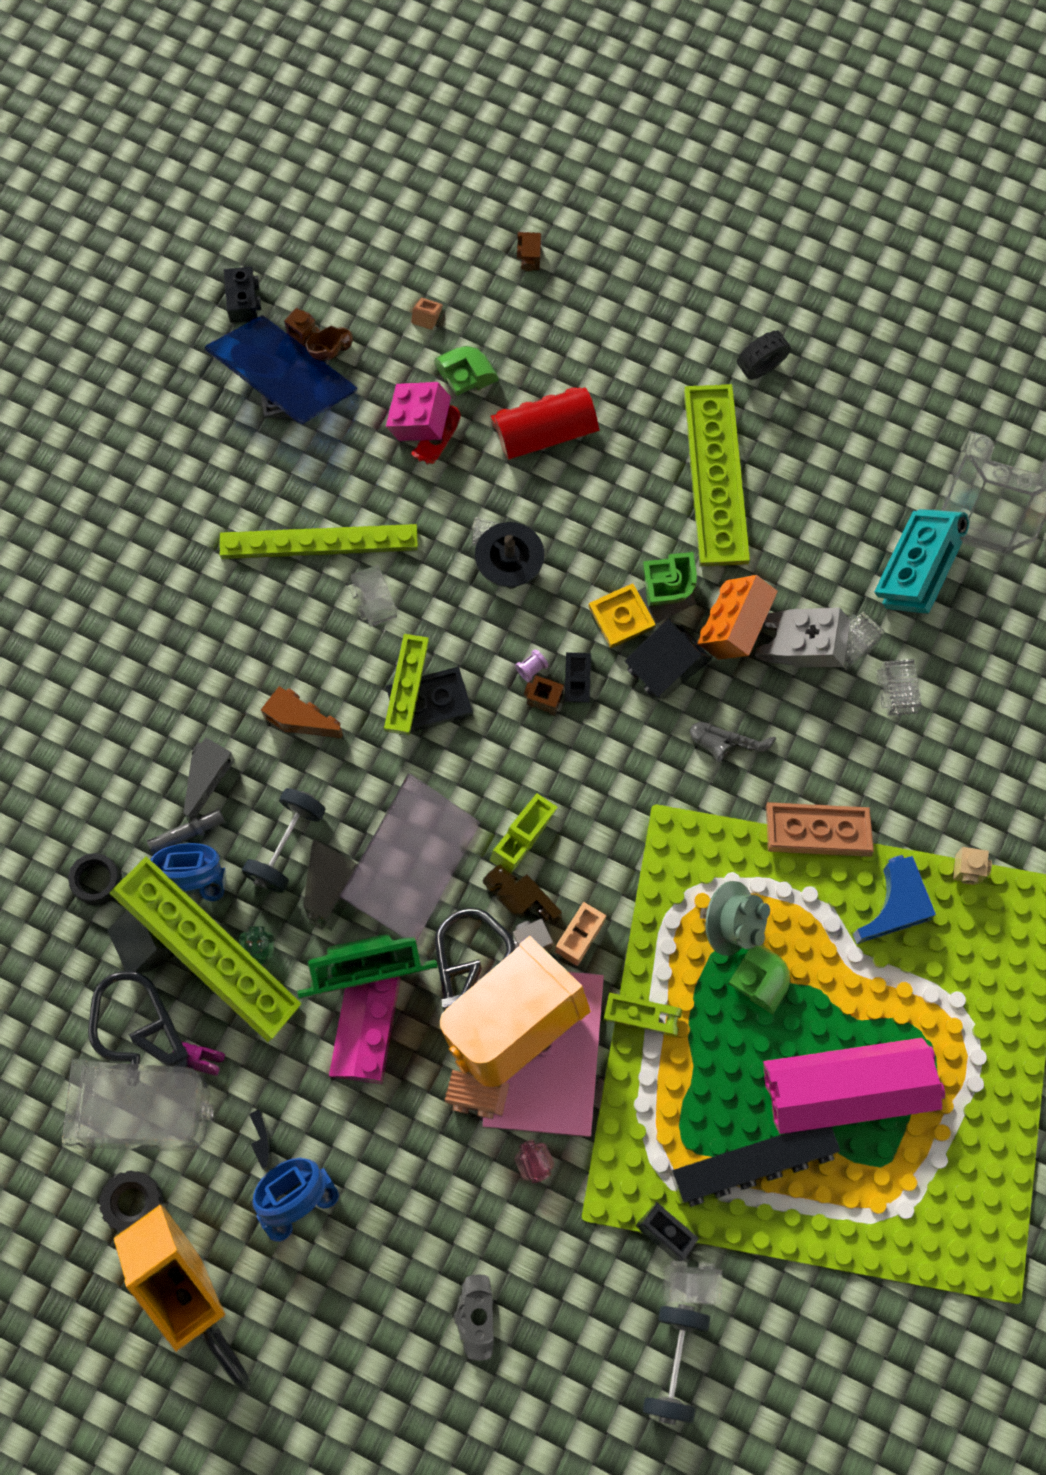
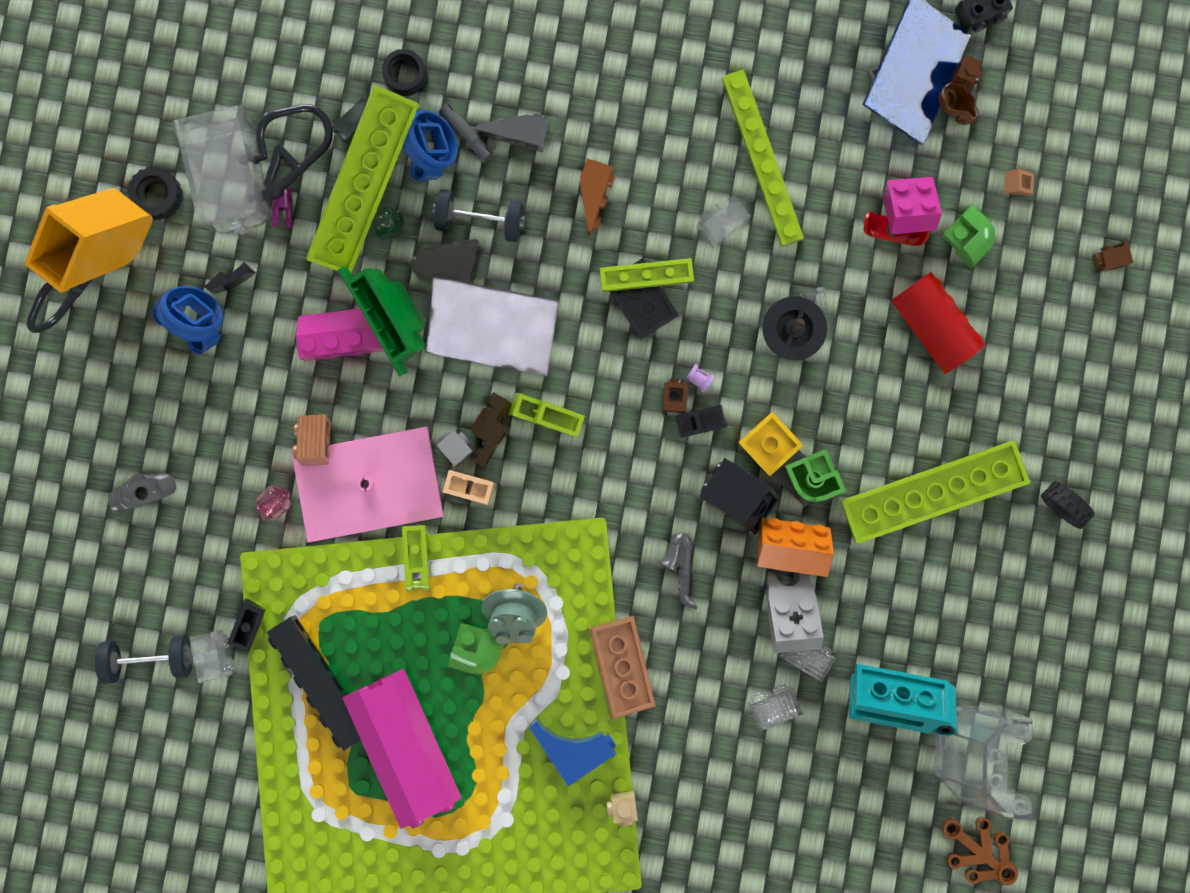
camera: 75 degrees right, 15 degrees up
(510, 1011) = (380, 449): piece -> none

